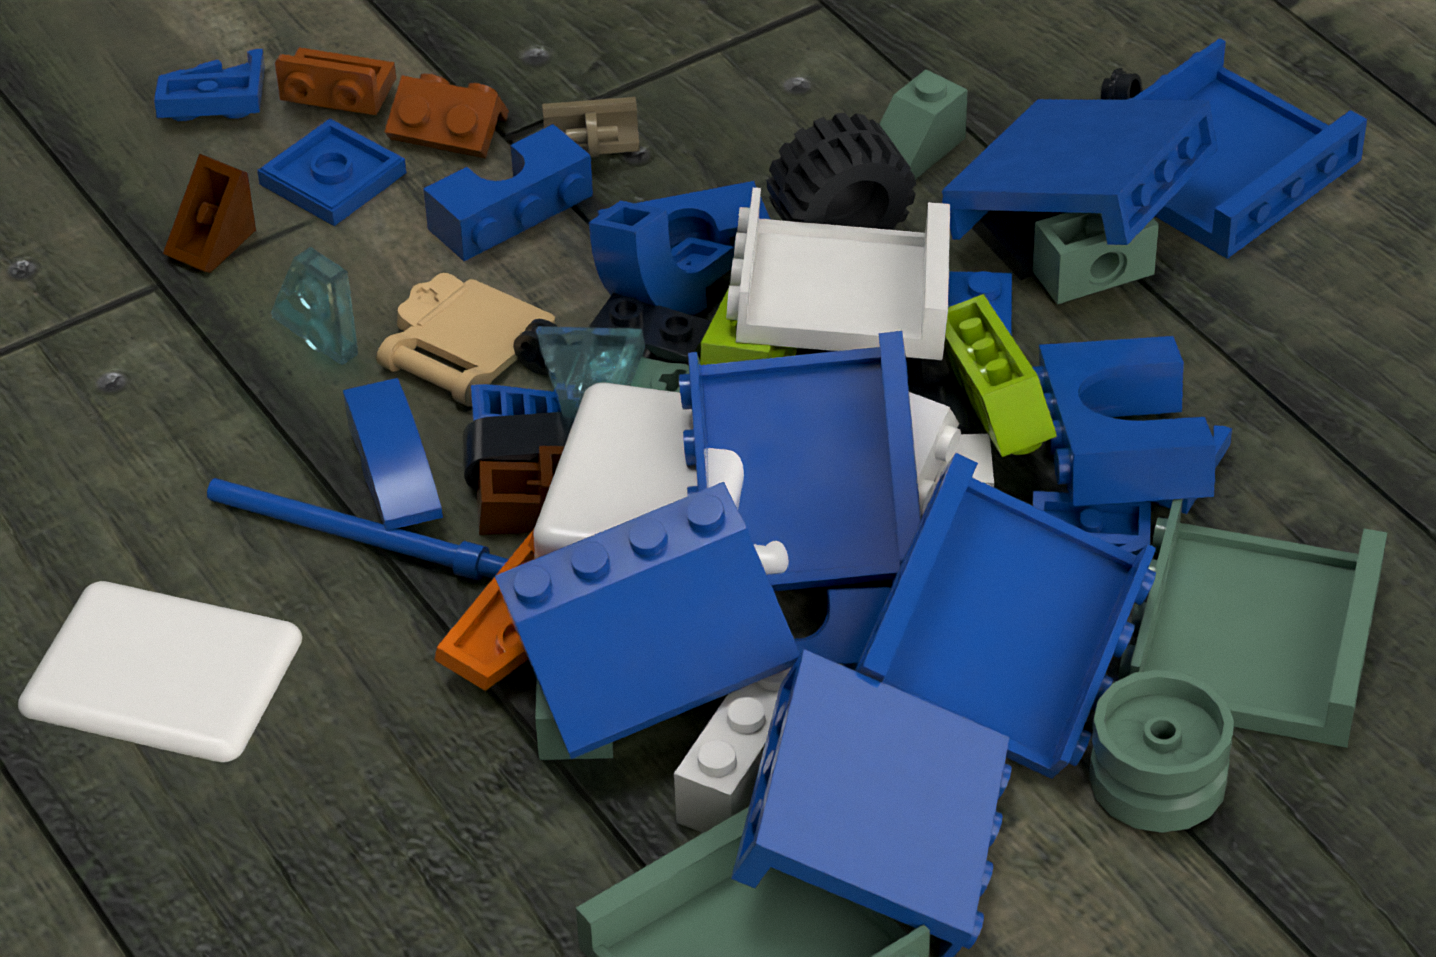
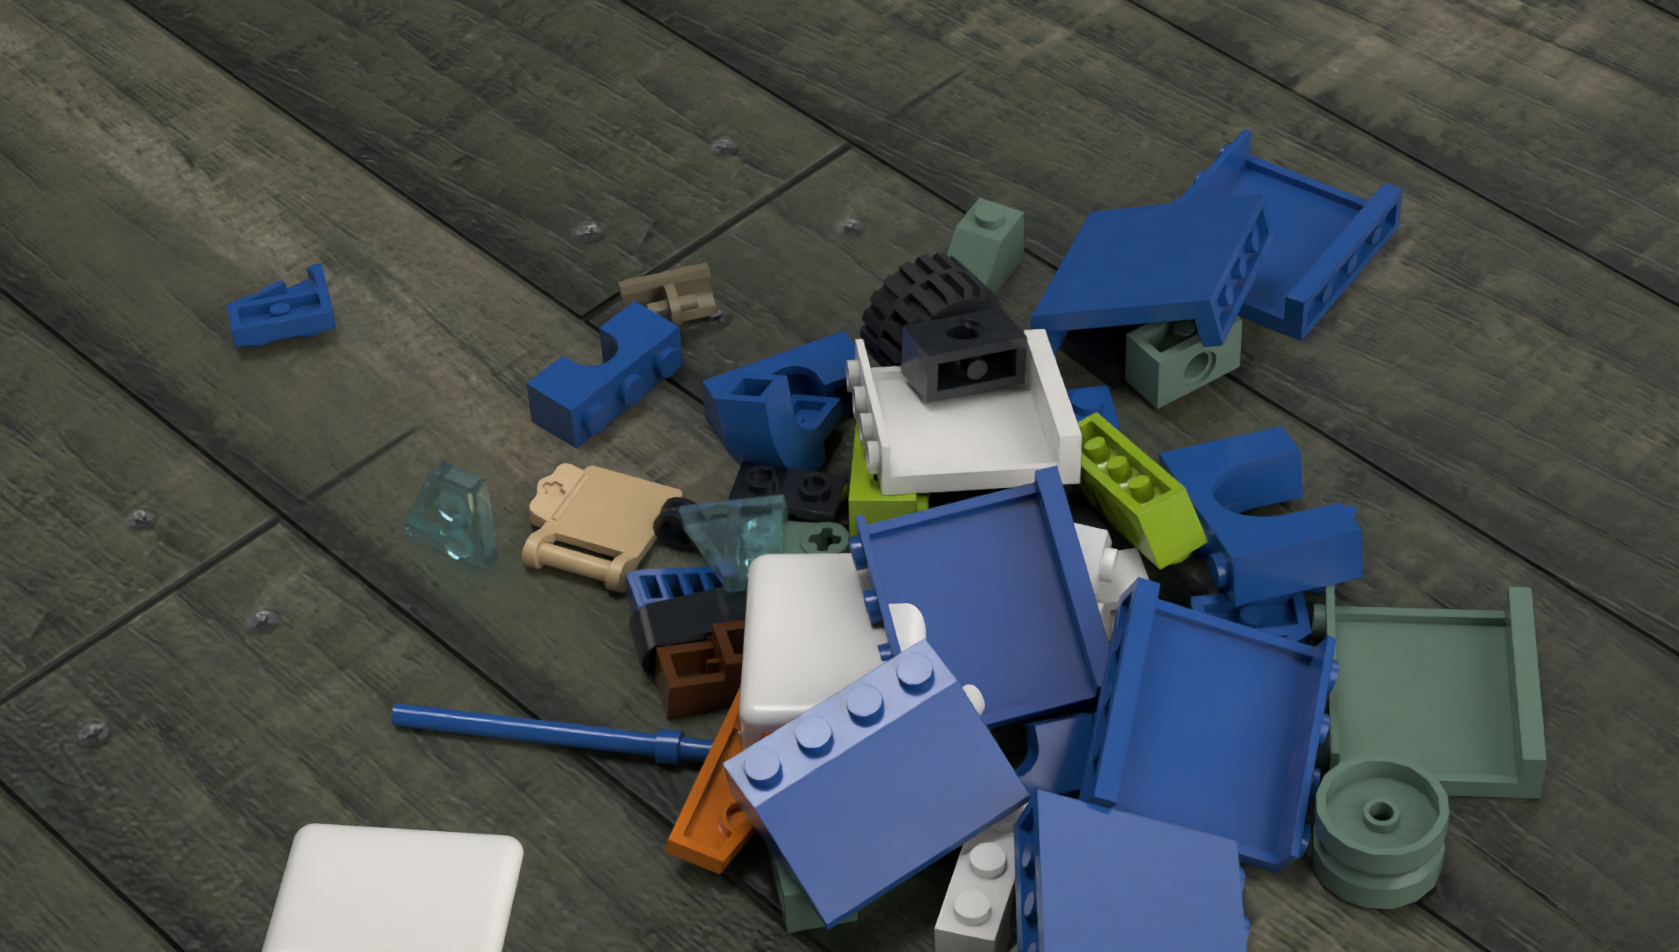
camera: 10 degrees left, 0 degrees up
(212, 215) = (320, 439): reddish brown slope -> none
(332, 171) = (422, 377): blue tile -> none
(334, 80) = (403, 285): dark orange bracket -> none
(391, 454) = (566, 653): blue slope -> none
(445, 115) = (521, 305): dark orange bracket -> none
(859, 217) = (963, 354): none -> black brick
(1121, 86) = (1161, 189): black plate -> none

